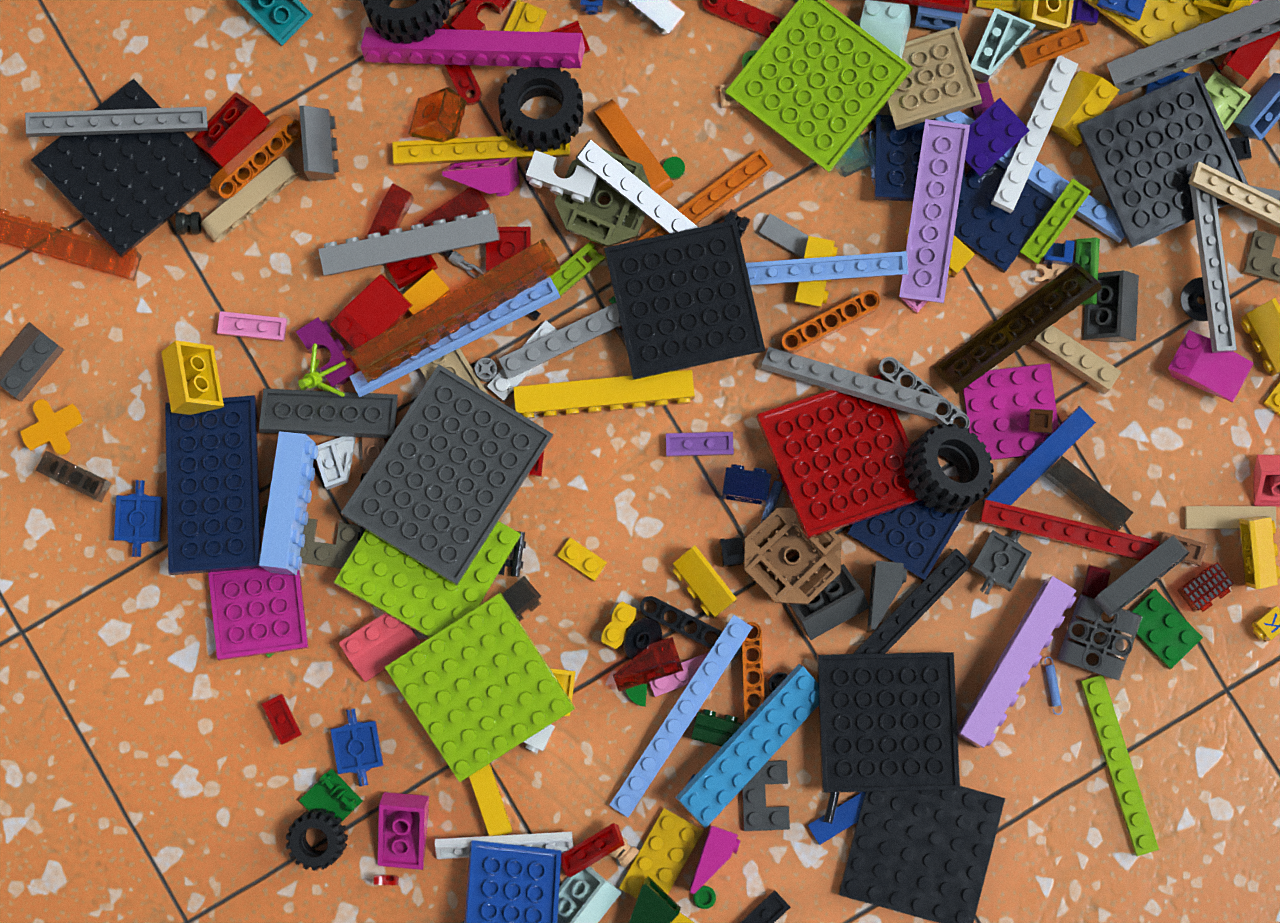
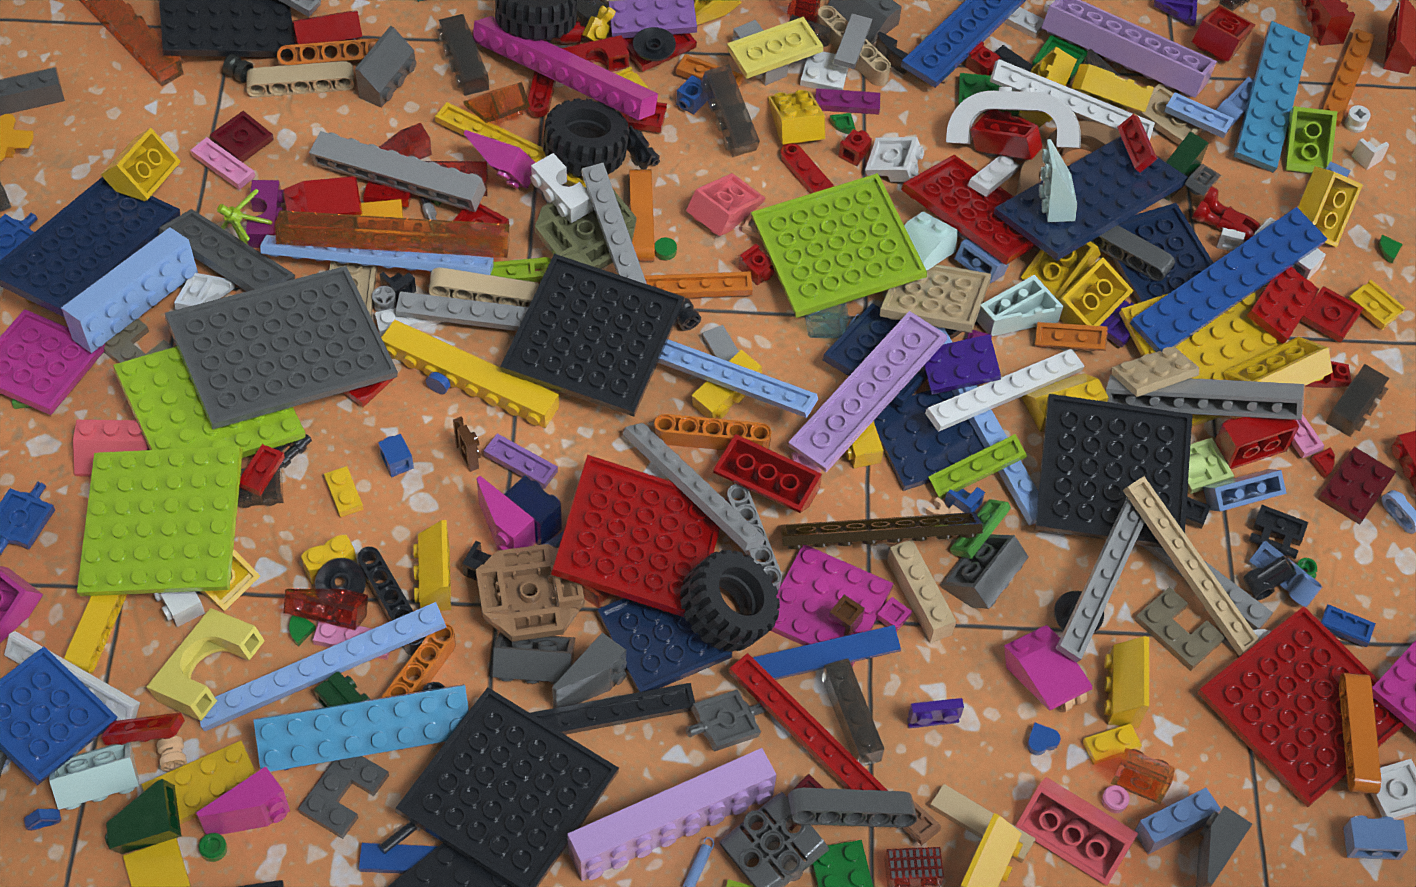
camera: 30 degrees right, 25 degrees down
(246, 290) = (242, 136): none -> dark red plate
(368, 81) = (463, 55): none -> clear smoke brick
(486, 347) = (399, 283): none -> black panel
(517, 591) = (261, 469): none -> red plate
(564, 310) = (481, 287): none -> tan beam
(581, 799) = (212, 634): none -> light yellow arch
(586, 417) = (438, 383): none -> blue tile
(593, 86) = (638, 149): none -> black hinge
(600, 503) = (396, 455): none -> blue brick
(655, 462) = (467, 443): none -> reddish brown plate
(694, 92) = (724, 203): none -> coral slope
(732, 510) = (506, 520): none -> dark pink slope
(754, 142) = (756, 262): none -> red brick
(901, 336) = (769, 474): none -> red slope
(1066, 390) = (894, 613): none -> dark pink plate
(1143, 462) = (935, 713): none -> dark purple plate
(1145, 44) = (1155, 371): none -> tan plate
(1233, 421) = (1042, 739): none -> blue tile

